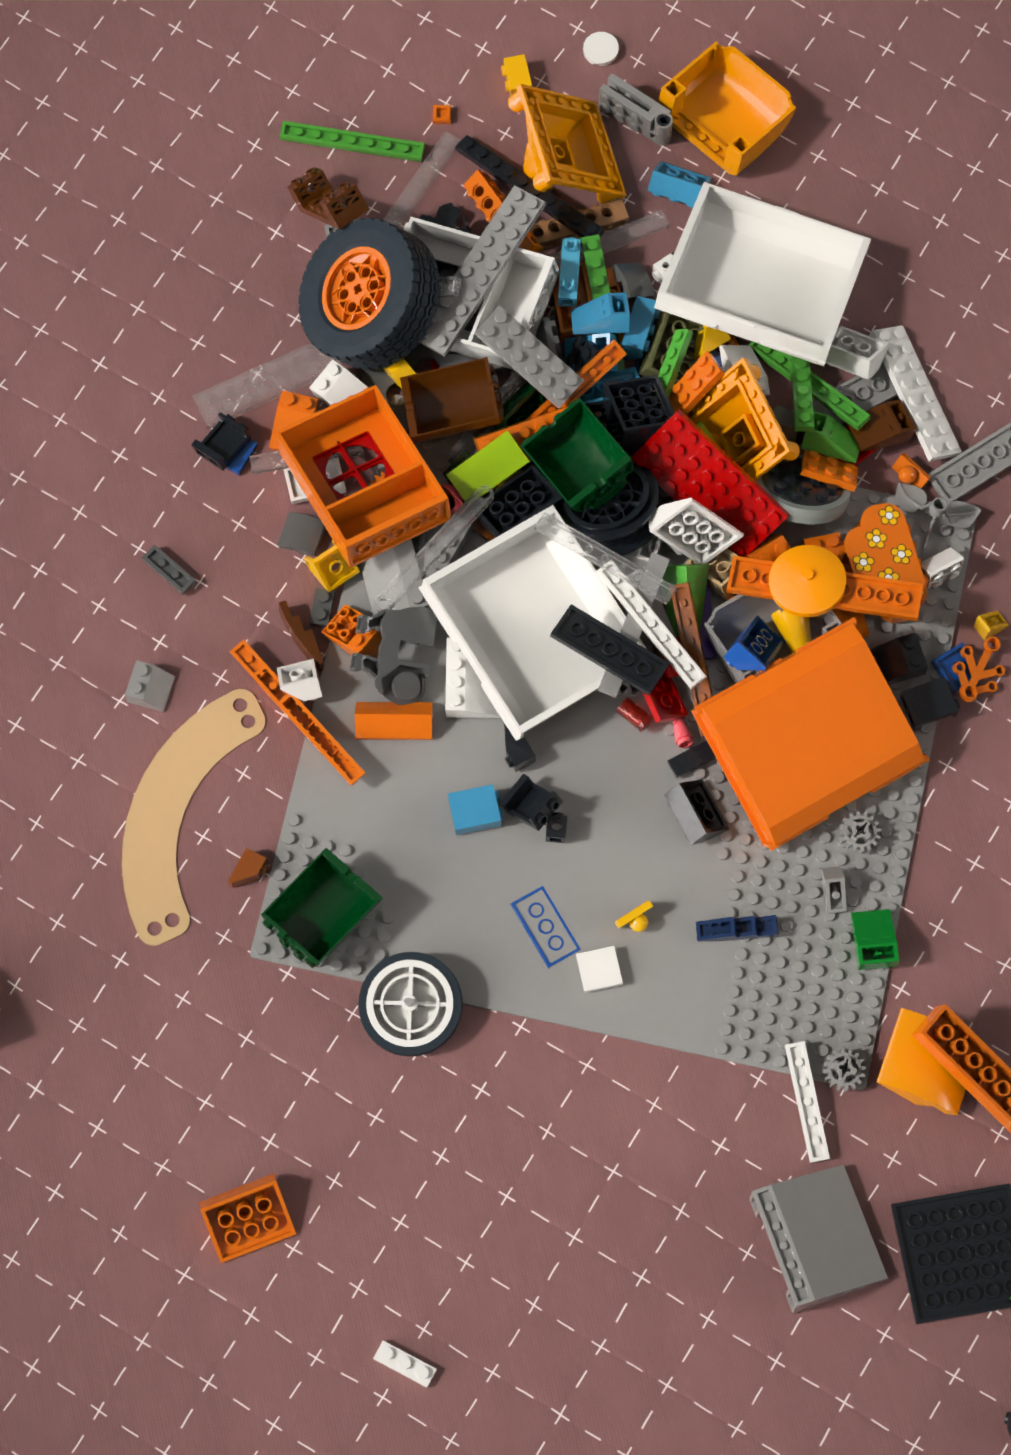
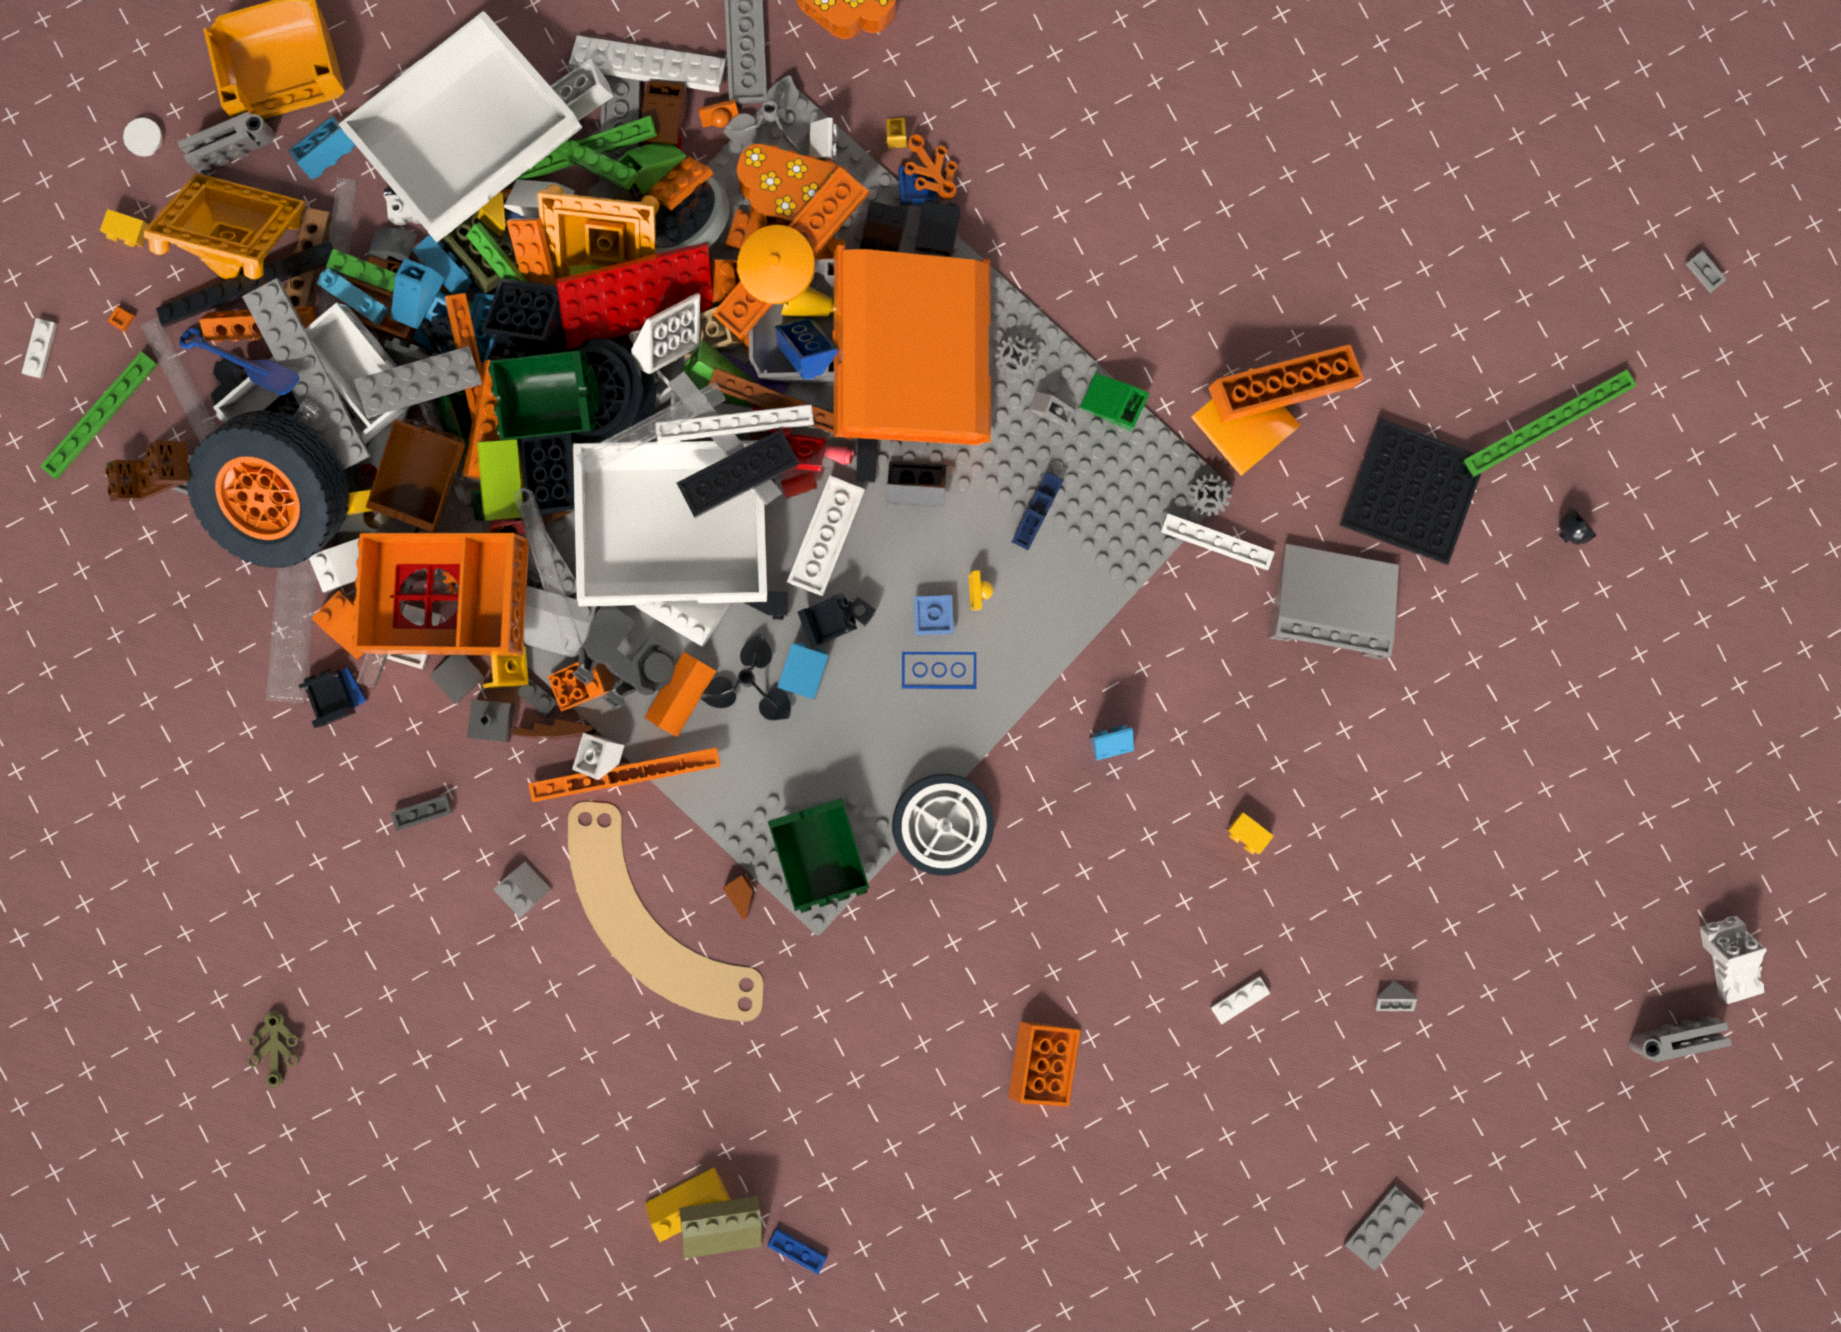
camera: 65 degrees left, 15 degrees up
(279, 580) = (490, 720): none -> dark grey brick
(379, 68) = (39, 348): none -> white plate
(417, 751) = (755, 654): none -> black plant
(461, 235) = (262, 372): none -> blue piece
(561, 1283) = (1249, 833): none -> yellow brick
(570, 1108) = (1112, 744): none -> dark azure slope
(590, 891) = (933, 615): none -> medium blue plate
(599, 969) = (1004, 647): white tile -> none
(604, 762) = (826, 536): none -> white plate

